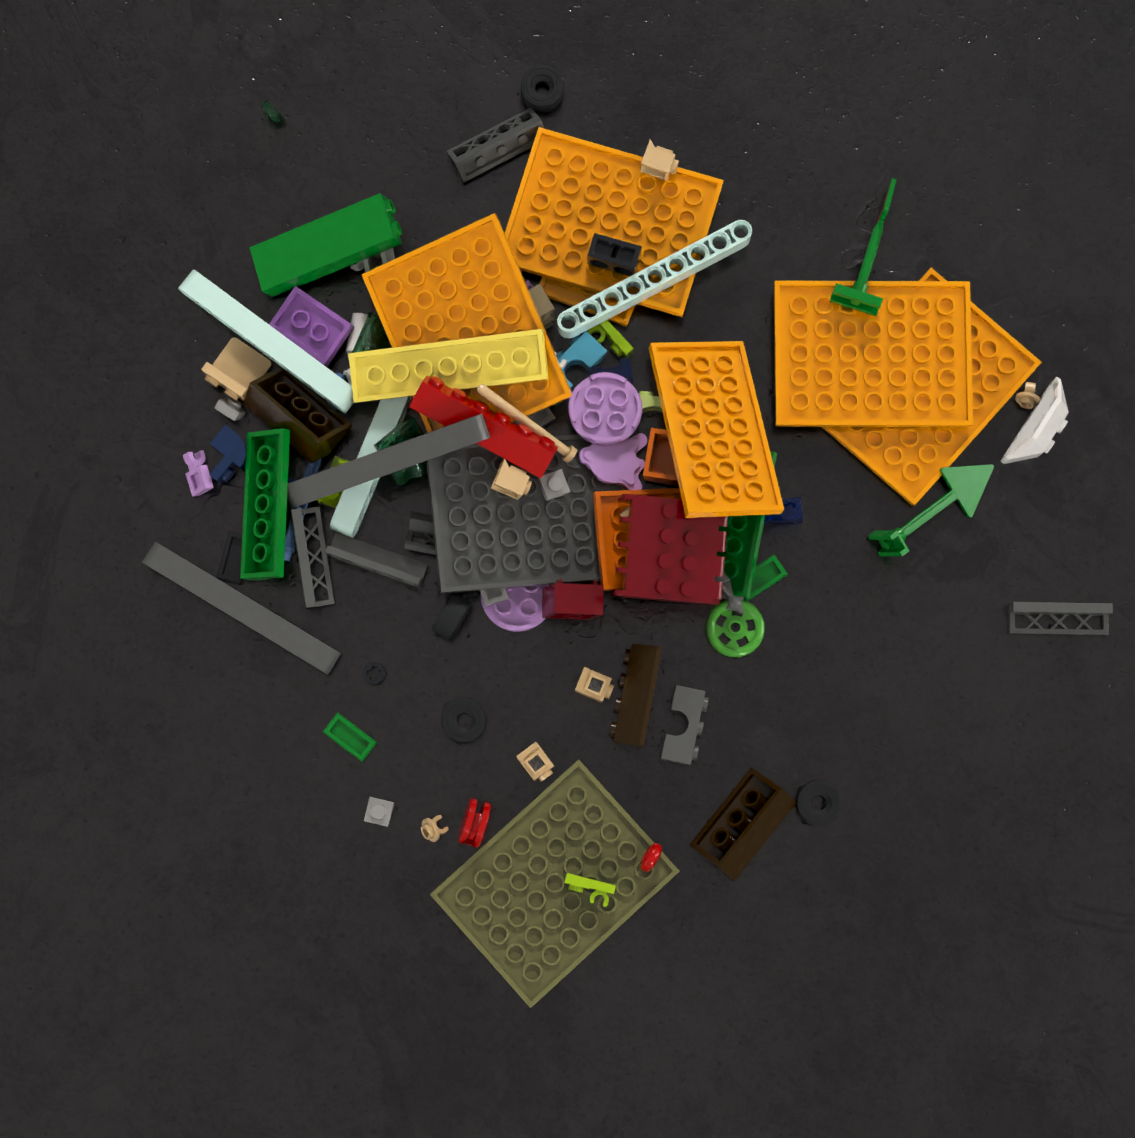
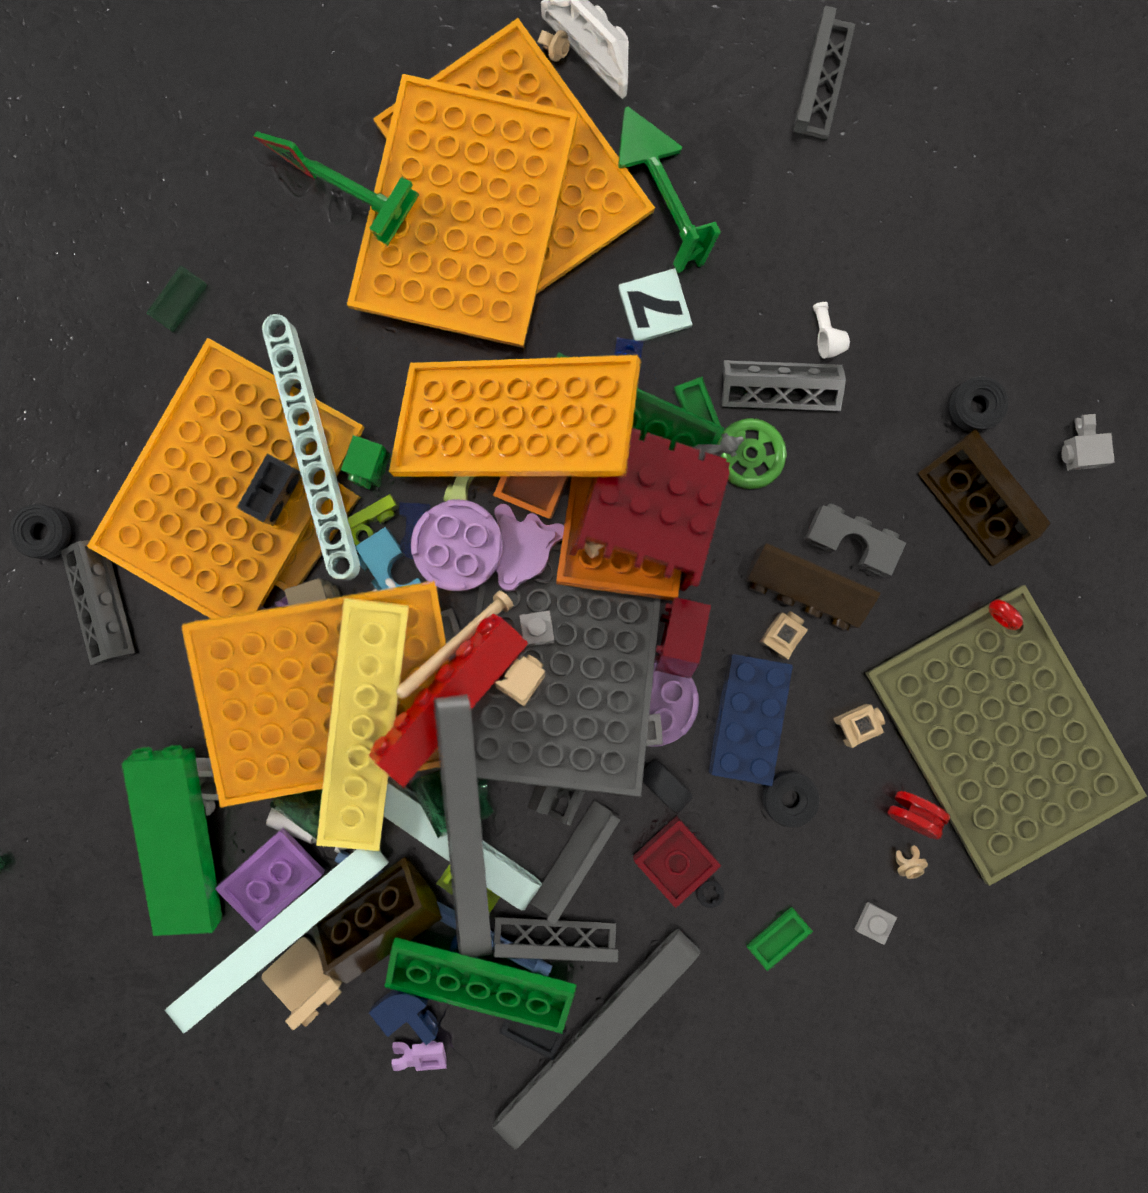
camera: 70 degrees left, 5 degrees up
(231, 408) = (350, 999): light grey plate -> none
(394, 637) = (676, 861): none -> dark red container
(520, 672) = (750, 719): none -> dark blue brick
(578, 884) = (1018, 704): lime plate -> none
(653, 324) = (365, 462): none -> green brick
(659, 162) = (166, 409): tan window -> none
(750, 149) = (176, 298): none -> clear green tile
(801, 639) = (785, 376): none -> dark grey fence
(803, 900) = (1088, 448): none -> light grey brick
(836, 524) = (655, 305): none -> light aqua tile
(842, 672) = (830, 340): none -> white bar

